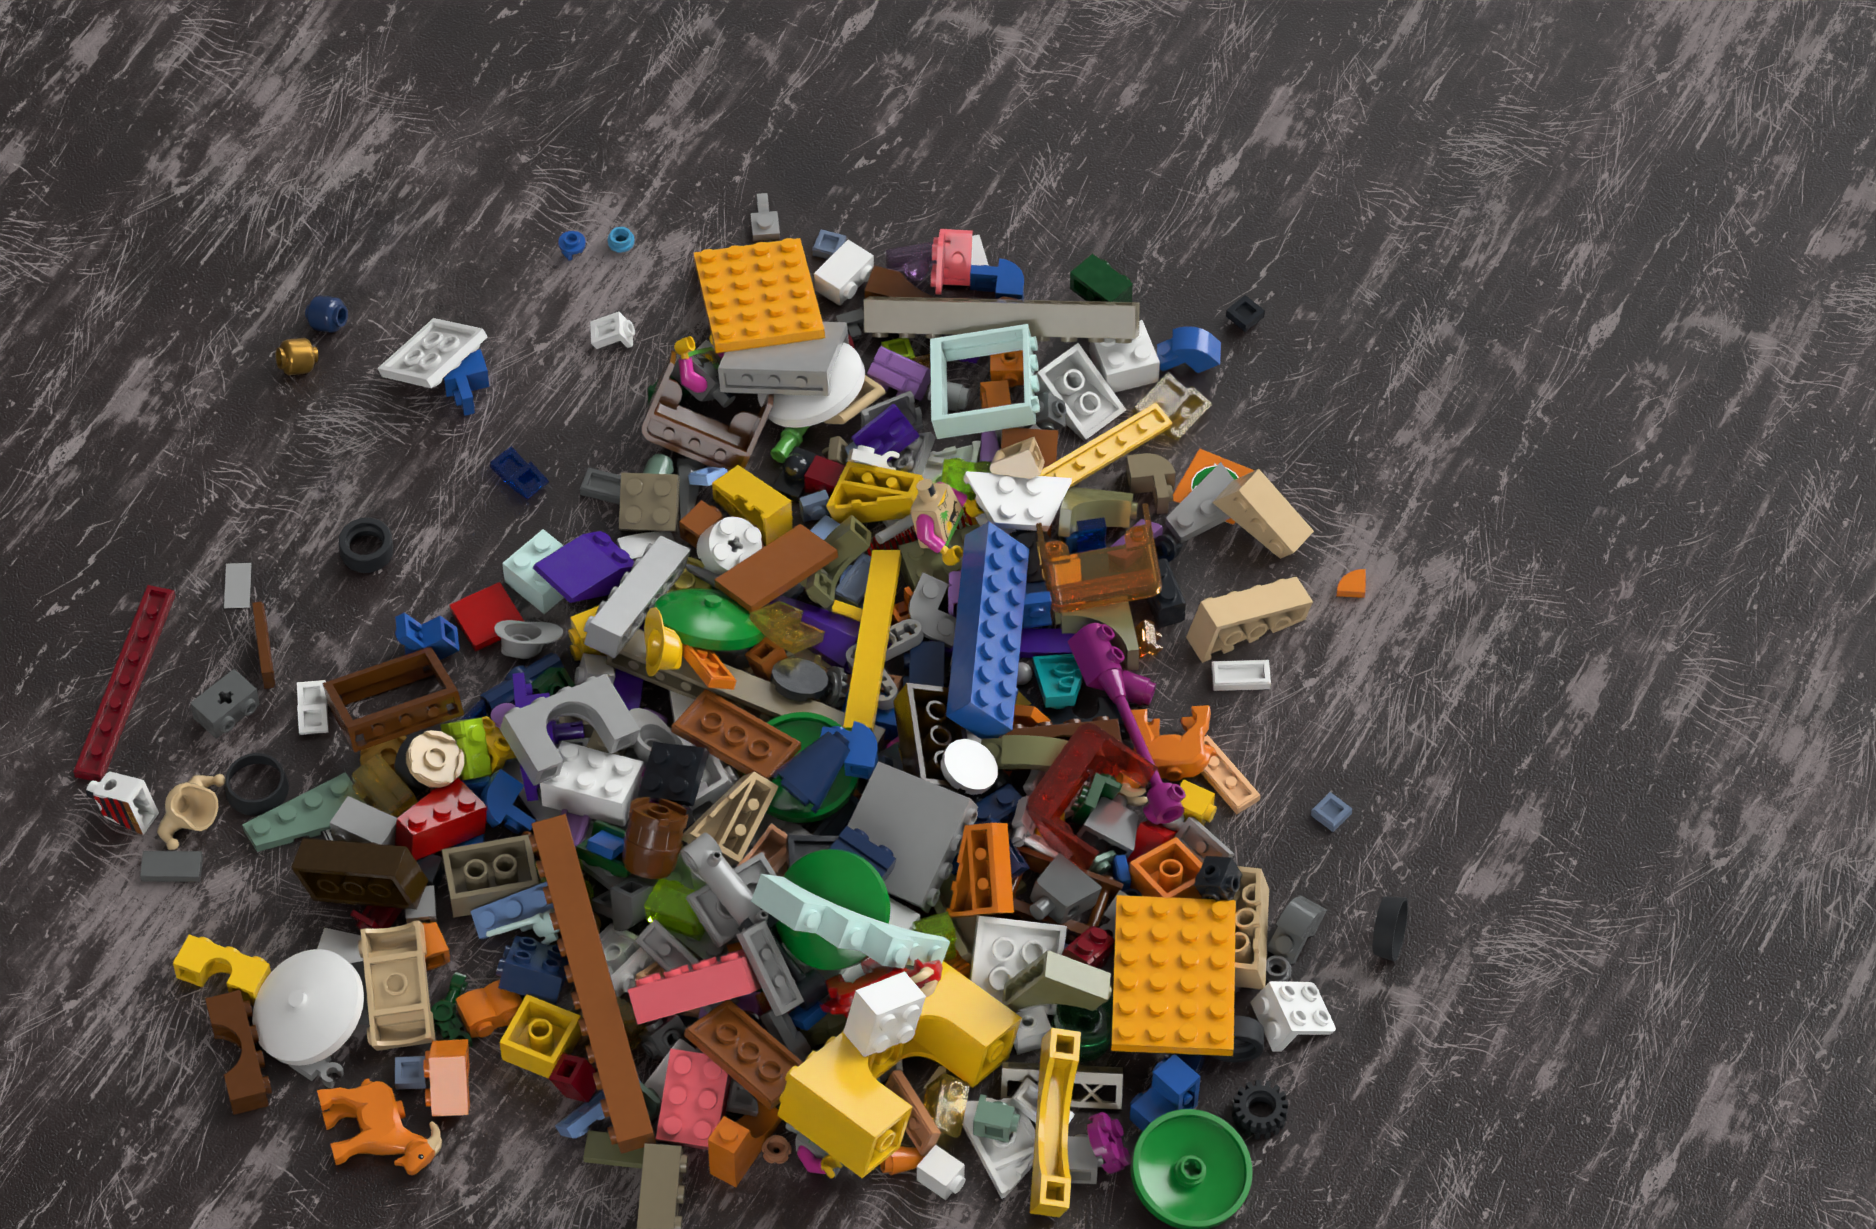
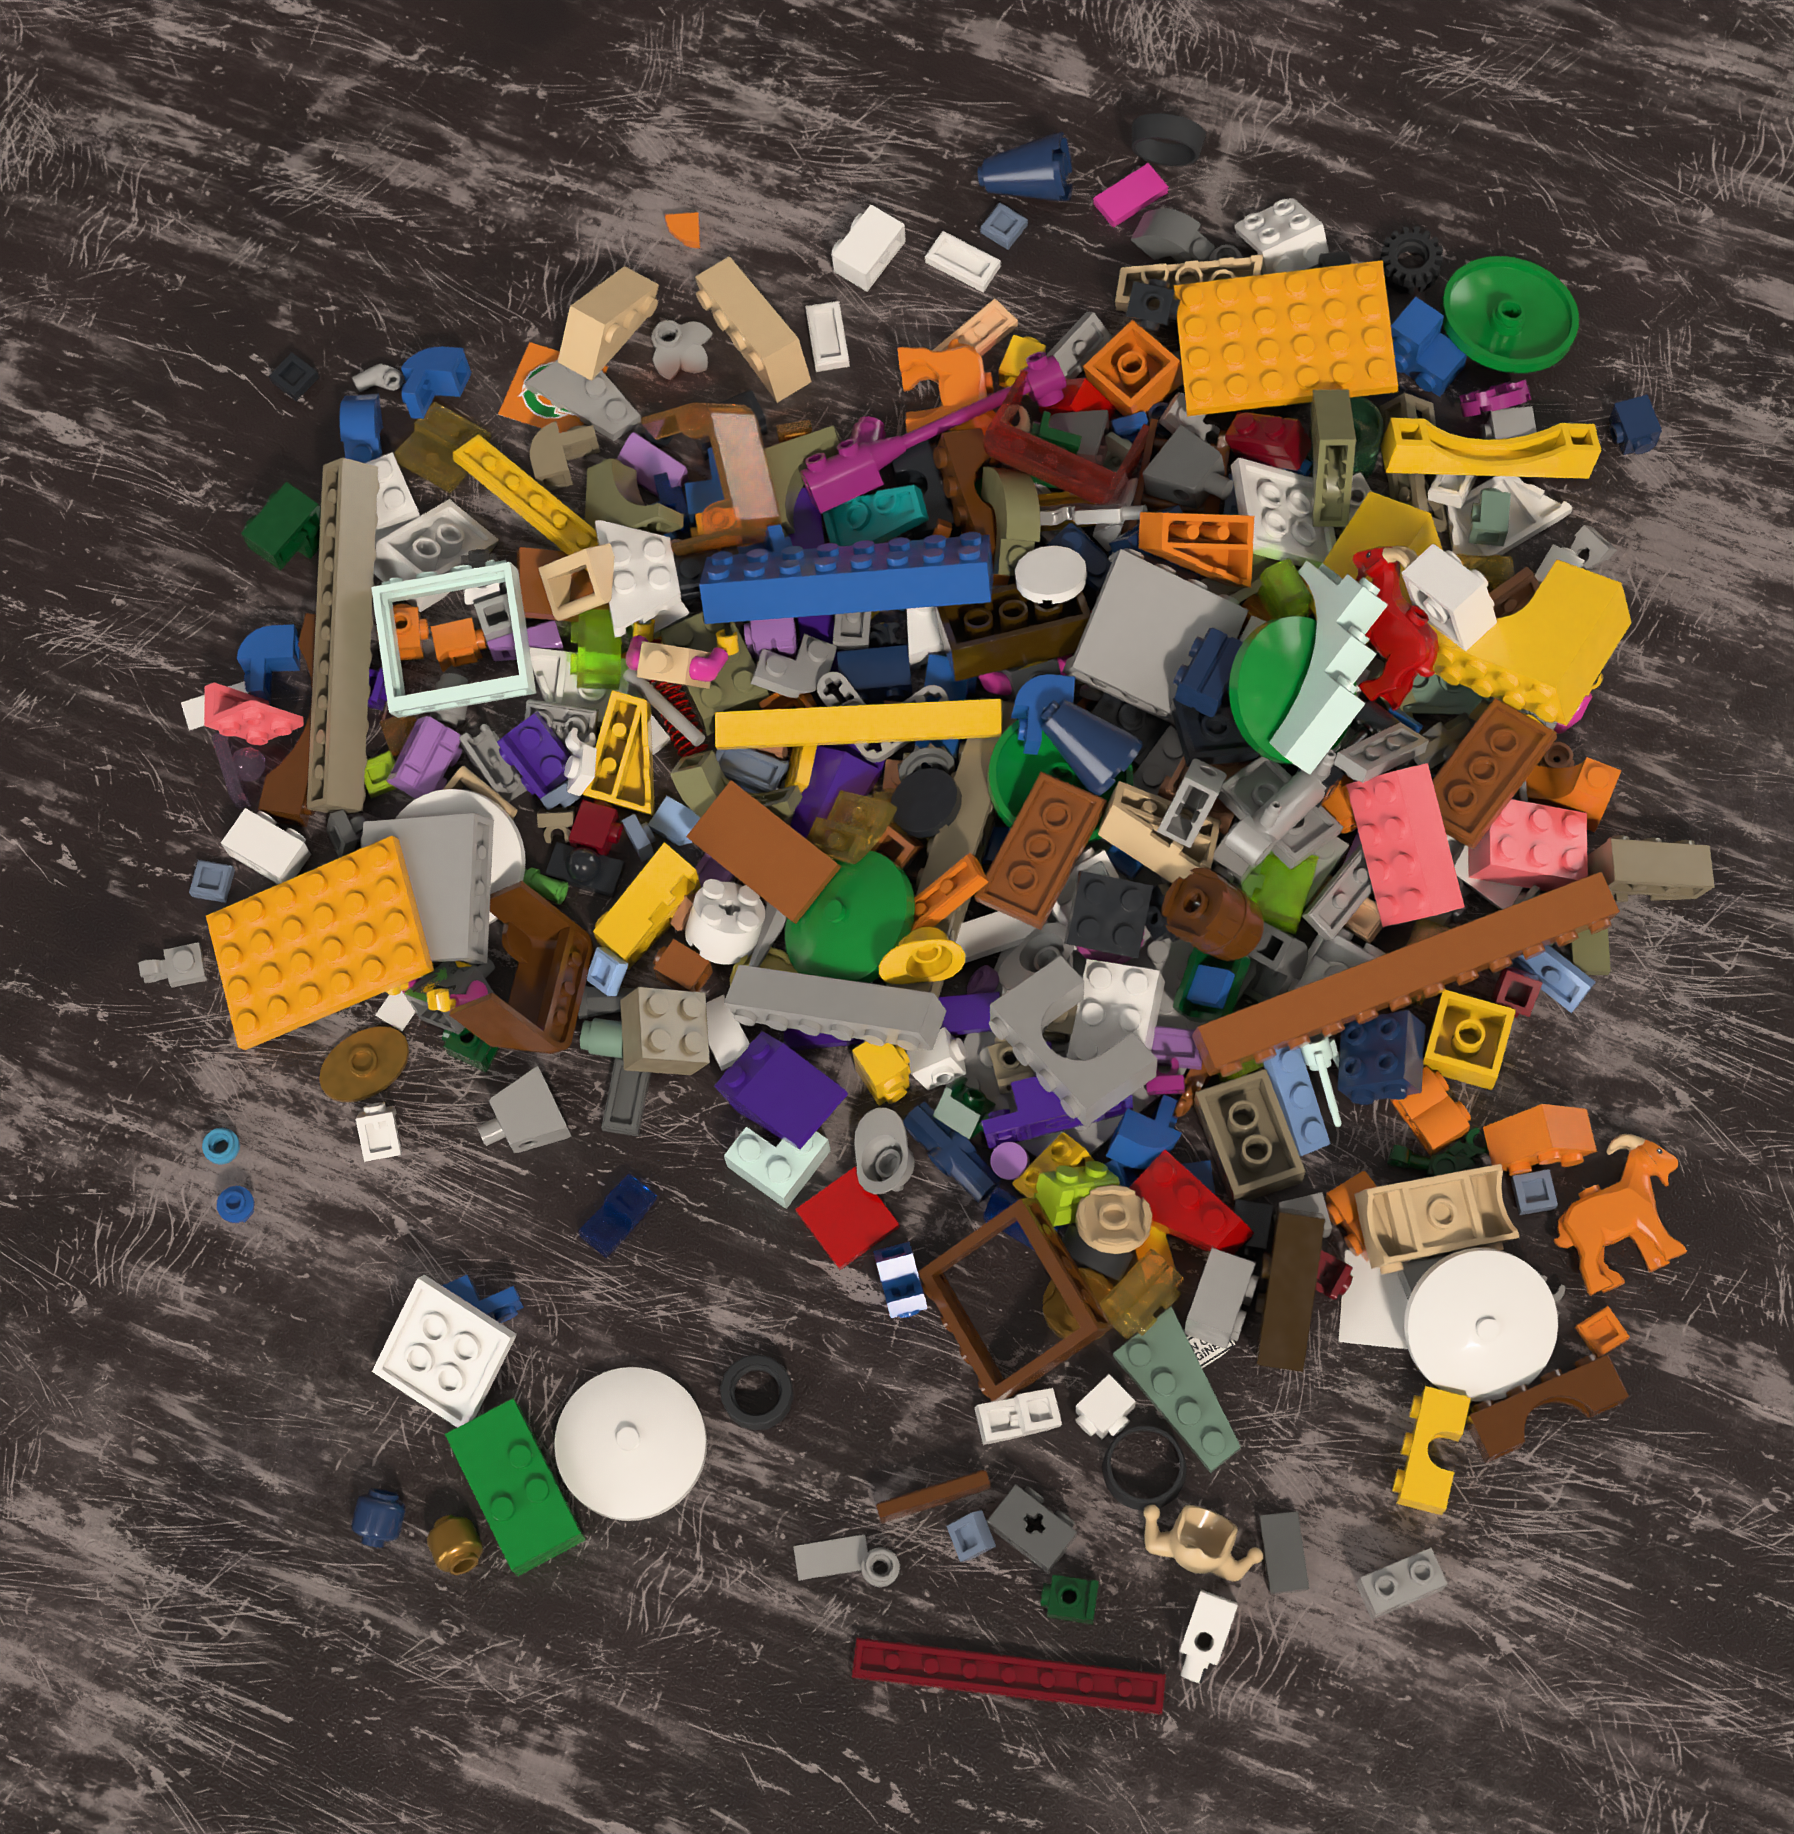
camera: 90 degrees left, 15 degrees up
(127, 932) = (1401, 1583): none -> light grey brick
(168, 723) = (1081, 1610): none -> dark green brick
(218, 603) = (886, 1556): none -> light grey plate
(227, 664) = (971, 1536): none -> sand blue plate
(290, 1106) = (1602, 1332): none -> orange tile
(304, 760) = (1105, 1409): none -> white brick
(328, 393) = (515, 1487): none -> green brick
(347, 469) = (630, 1443): none -> white dish
(541, 810) = (1167, 1082): none -> magenta tile
(607, 420) = (525, 1115): none -> light grey torso
(665, 325) = (364, 1064): none -> pearl gold piece
(749, 826) = (1195, 794): none -> light grey torso
(966, 1207) = (1599, 547): none -> light grey tile
(1232, 396) = (432, 373): none -> blue brick
(1238, 572) = (683, 351): none -> light grey plate
(1241, 369) = (379, 375): none -> light grey arm
(1300, 778) = (962, 261): none -> white tile
(1313, 703) = (868, 247): none -> white brick
(1350, 908) = (1130, 195): none -> dark pink tile
(1374, 832) = (1030, 170): none -> dark blue cone

